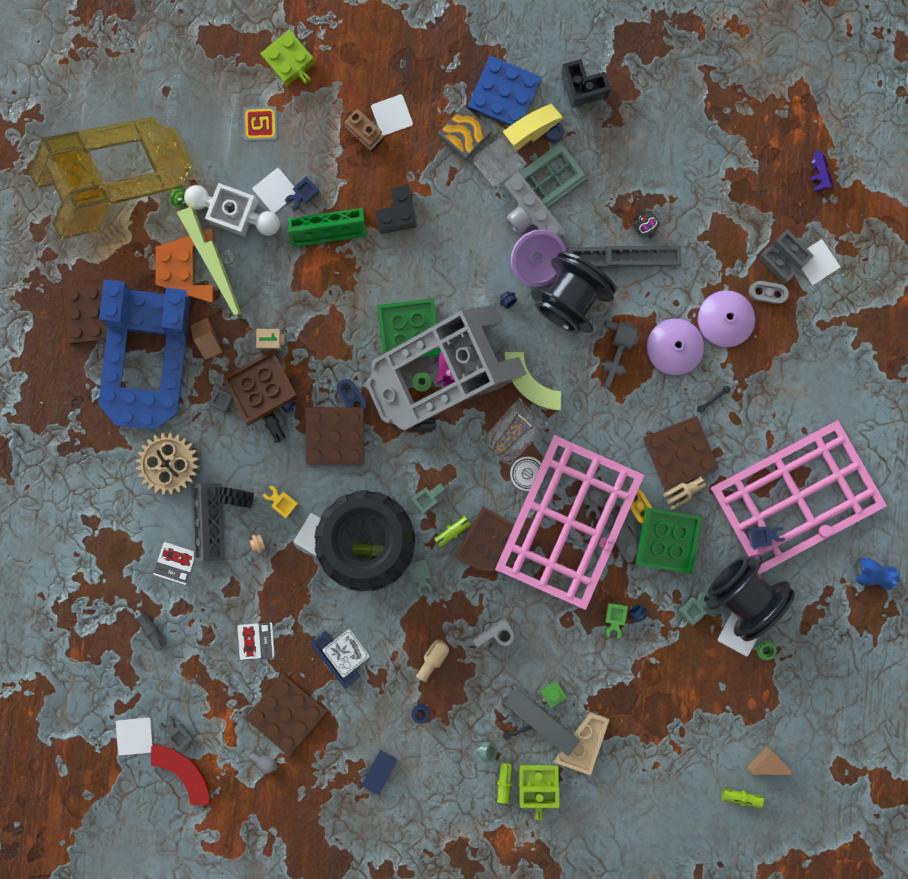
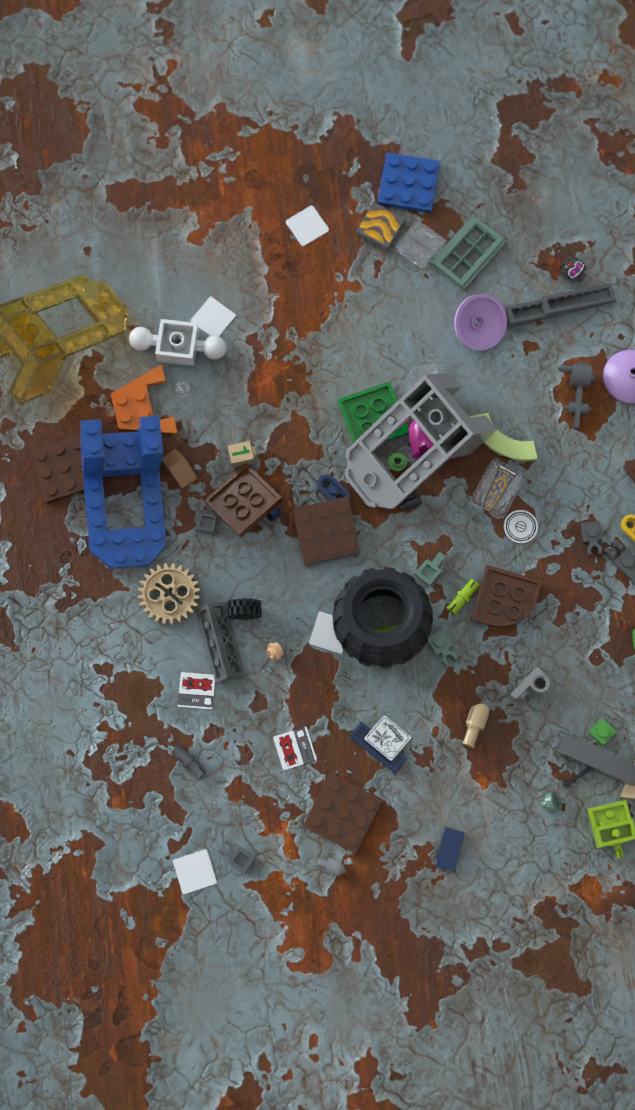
camera: 10 degrees left, 10 degrees down
(177, 197) = (122, 343): bright green plate -> none
(185, 769) = (253, 891): red tile -> none
(210, 255) = (166, 389): yellowish green slope -> none
(260, 123) = (183, 260): sticker -> none
(274, 427) = (262, 534): black pin -> none
(282, 503) = (290, 606): yellow plate -> none
(288, 59) = (198, 196): lime plate -> none
(304, 191) = (241, 312): dark blue plate -> none
(326, 229) = (272, 340): green fence -> none
(364, 130) = (285, 243): medium nougat hips -> none
(401, 215) = (338, 313): black brick -> none
(416, 717) = (476, 774): dark blue plate -> none
(504, 783) = (577, 829): lime axle -> none
(508, 299) = (460, 367): dark blue plate -> none
(530, 208) = (460, 279): light grey plate -> none
(532, 126) = (443, 206): light yellow slope -> none
(555, 133) = (464, 207): dark blue tile -> none
(569, 522) = (614, 573): bright pink door -> none
(573, 293) = (524, 338): black wheel -> none
(583, 88) = (481, 162): black brick -> none

